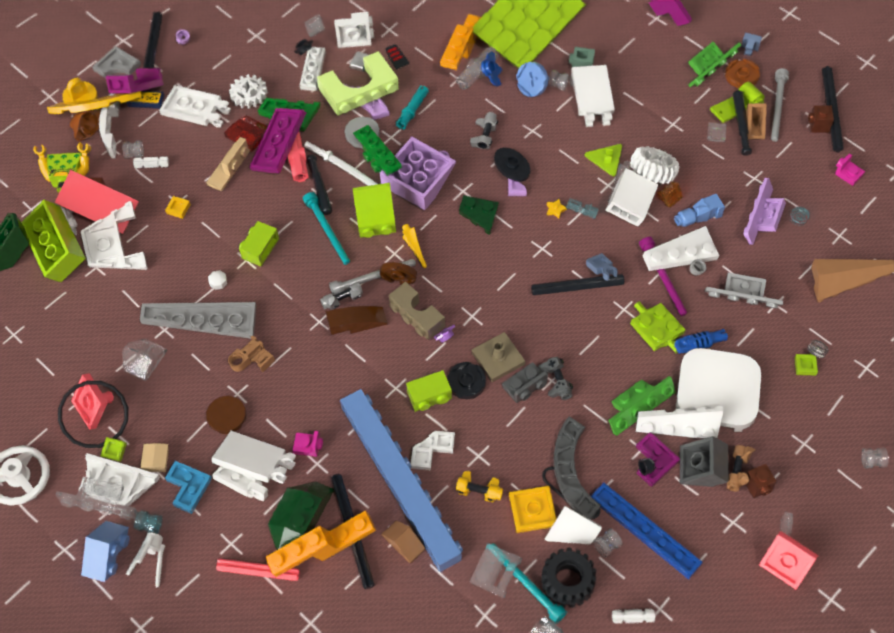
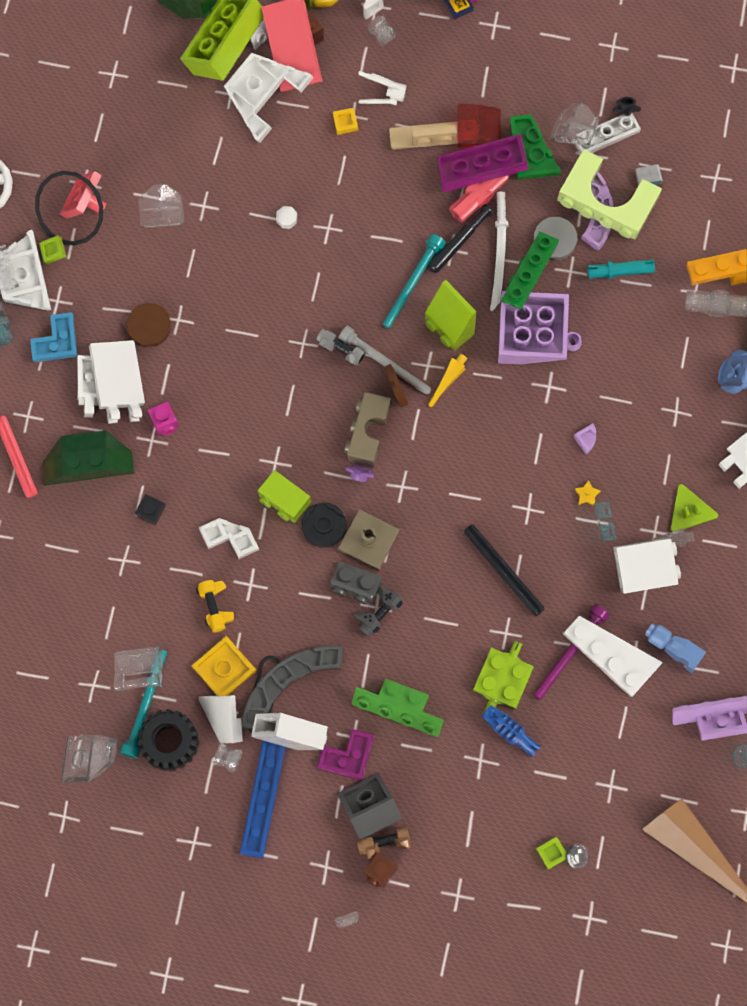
camera: 60 degrees right, 15 degrees up
(150, 162) = (380, 57): white axle -> none
(155, 457) = (66, 292): tan piece -> none
(183, 165) = (395, 90): none -> white plant
(194, 106) = (475, 49): white tile -> none
(217, 318) = (243, 246): light grey wing -> none
(248, 91) = (526, 99): white gear -> none
(253, 352) = (228, 304): medium nougat piece -> none
(259, 243) = (350, 228): lime brick -> none
(293, 78) = (575, 125): none -> clear slope
(314, 25) = (663, 98): clear tile -> none
(320, 543) = (67, 496): light orange bracket -> none
(355, 30) = (679, 148): white plate -> none
(355, 319) = (323, 377): reddish brown slope -> none
(358, 549) = (102, 515): black axle -> none
(371, 493) = (150, 509): none -> black plate
(396, 56) = (682, 209): black sticker -> none
(401, 481) = (176, 527): medium blue brick -> none
(403, 541) = (119, 568): medium nougat slope -> none
(479, 212) = (531, 419): dark green wing -> none
(489, 124) = (652, 362): light grey piece -> none
(491, 69) = (724, 319): blue plate -> none
(512, 164) = (613, 416): black piece -> none
(601, 264) = (539, 581): sand blue plate -> none
(618, 480) = (289, 731): none -> white brick
(633, 616) = (169, 821): white axle -> none
(646, 466) = (329, 752): black hinge -> none
(654, 164) = (708, 564): white gear -> none
(671, 194) = (680, 604): clear orange tile -> none
(695, 424) = (396, 757): white wing -> none
(697, 267) = (606, 681): light grey hinge -> none
(720, 379) = (464, 777): white tile -> none
(746, 288) = (603, 743): light grey bracket -> none
(788, 560) = (308, 938): coral tile -> none
(874, 457) = (479, 973): clear wheel -> none

